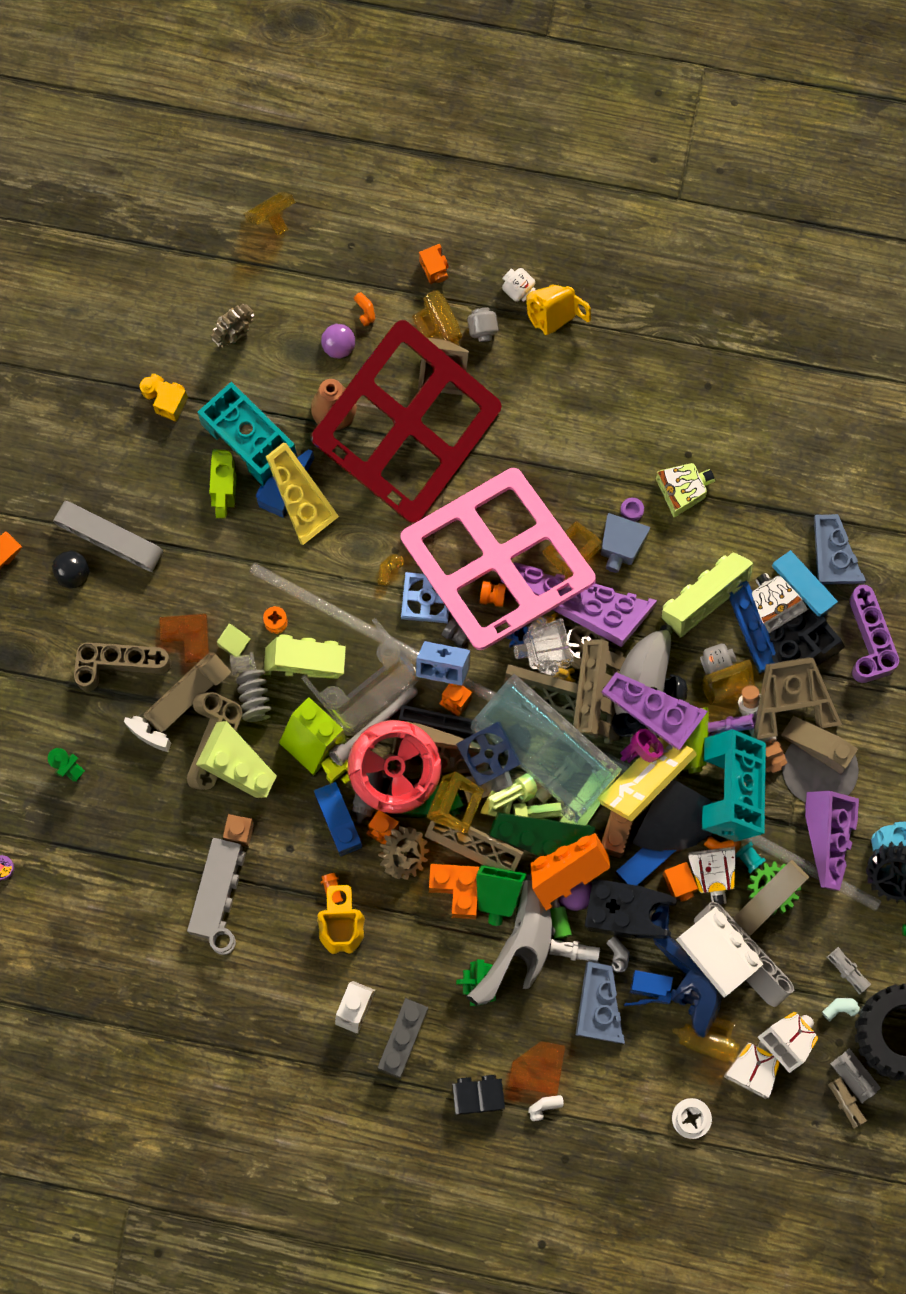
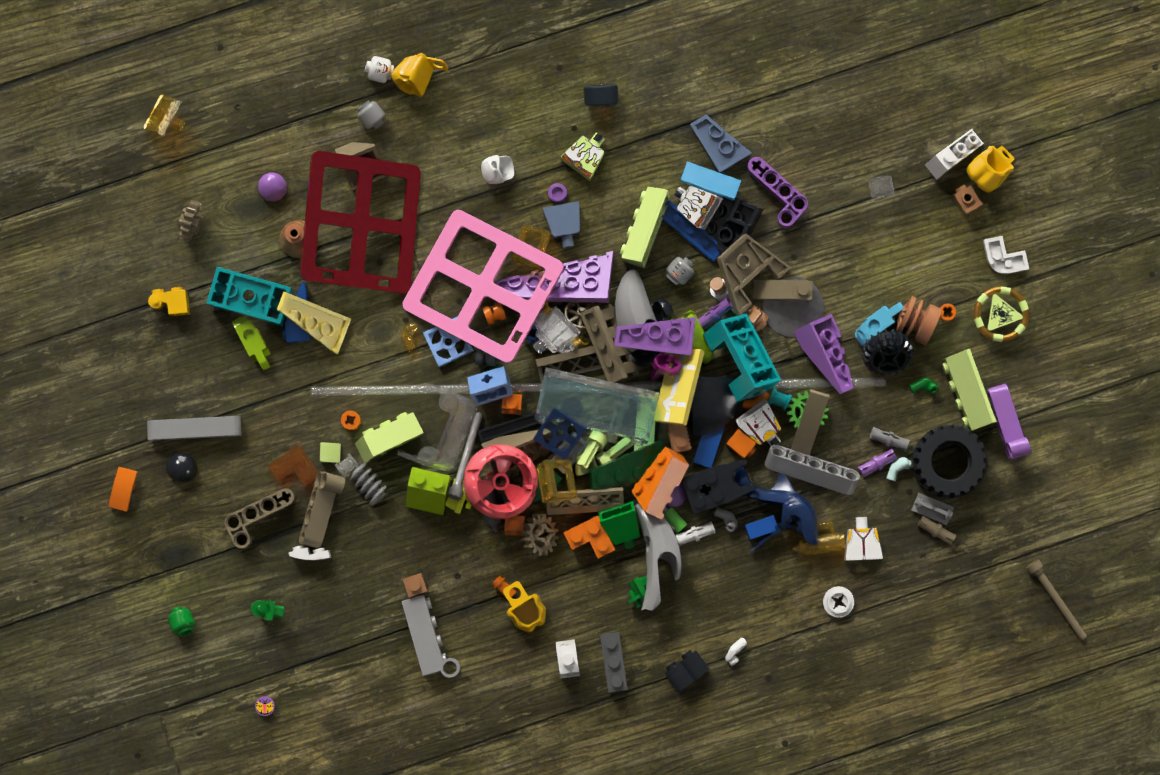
camera: 30 degrees left, 10 degrees up
(216, 713) = (357, 534): dark tan beam -> none
(235, 761) = (384, 539): yellowish green wedge -> none
(338, 819) = (478, 536): blue slope -> none
(367, 306) = (279, 149): orange arm -> none
(434, 264) = (308, 88): orange brick -> none
(441, 317) = (338, 126): clear yellow piece -> none
(538, 1069) = (716, 628): clear orange plate -> none
(582, 449) = (497, 169): none -> white helmet
(598, 1005) = (733, 562): sand blue wing -> none
(719, 952) = (796, 480): white slope -> none
(728, 681) = (696, 282): clear yellow tile -> none
(736, 433) = (601, 94): none -> black wheel
(790, 1040) = (876, 511): white torso -> none
(821, 989) = (877, 463): none -> medium lavender pin

